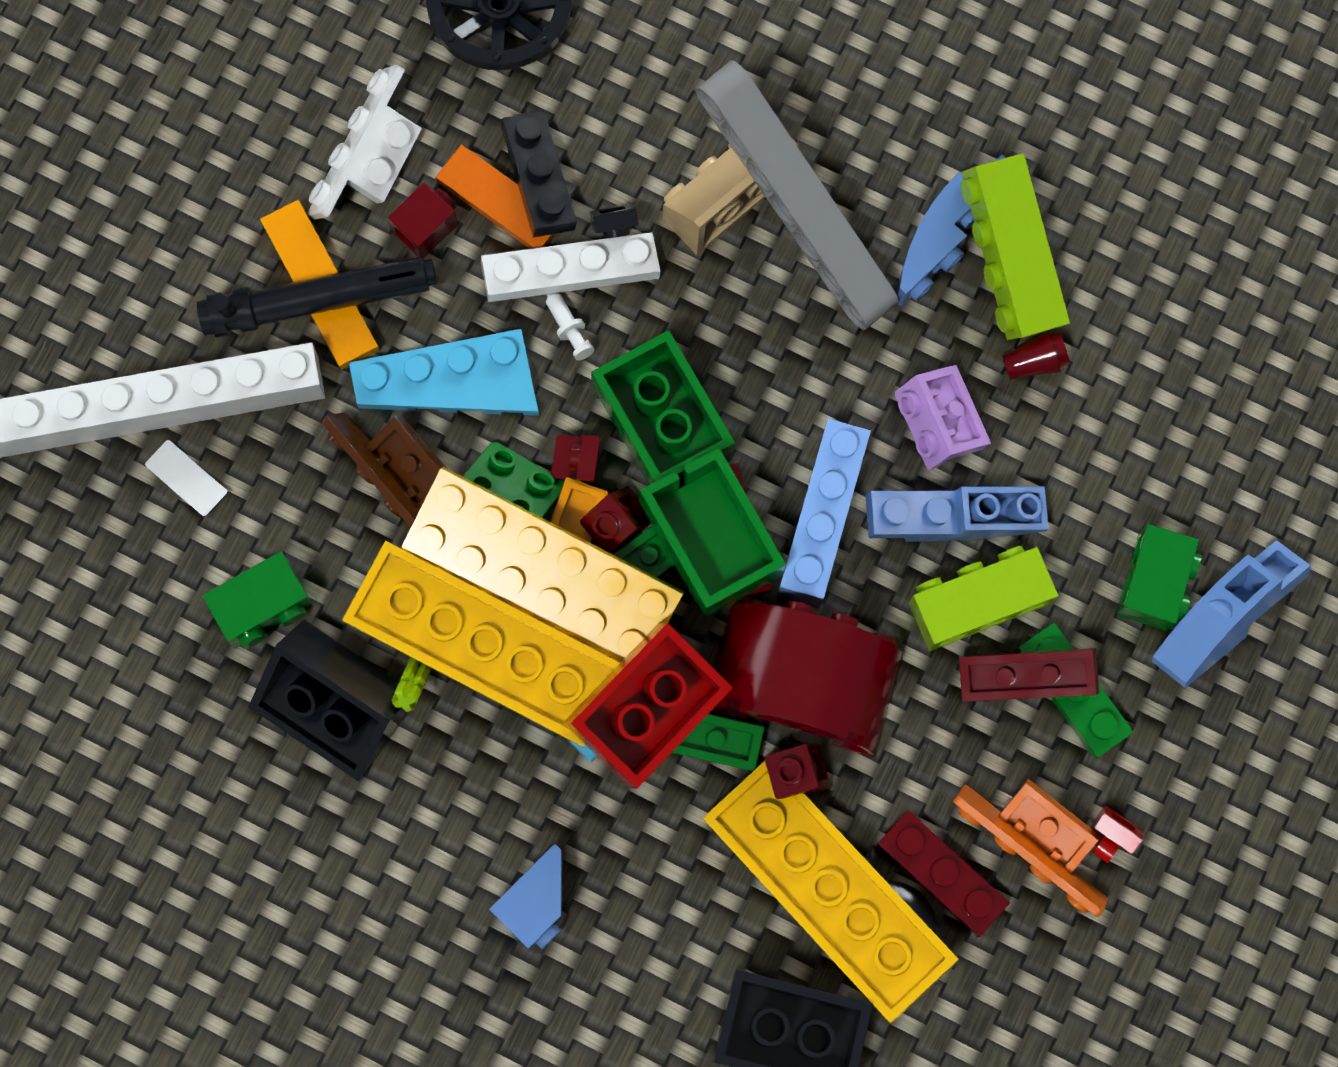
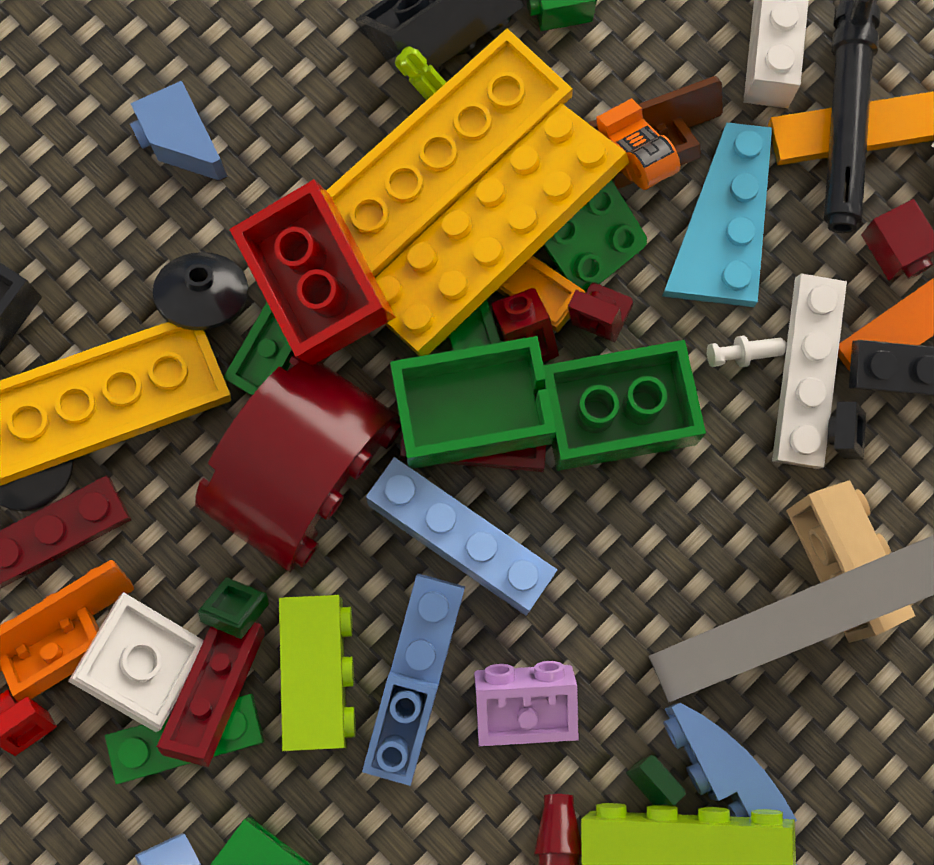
camera: 110 degrees right, 0 degrees up
(419, 466) = (649, 154): none -> orange leg
(699, 823) = (205, 303): none -> black dish
(797, 771) = (201, 416): dark red bracket -> none
(953, 686) = (233, 607): none -> dark green tile
(967, 292) = (656, 782): none -> dark green tile
(1029, 745) = (138, 662): none -> white tile

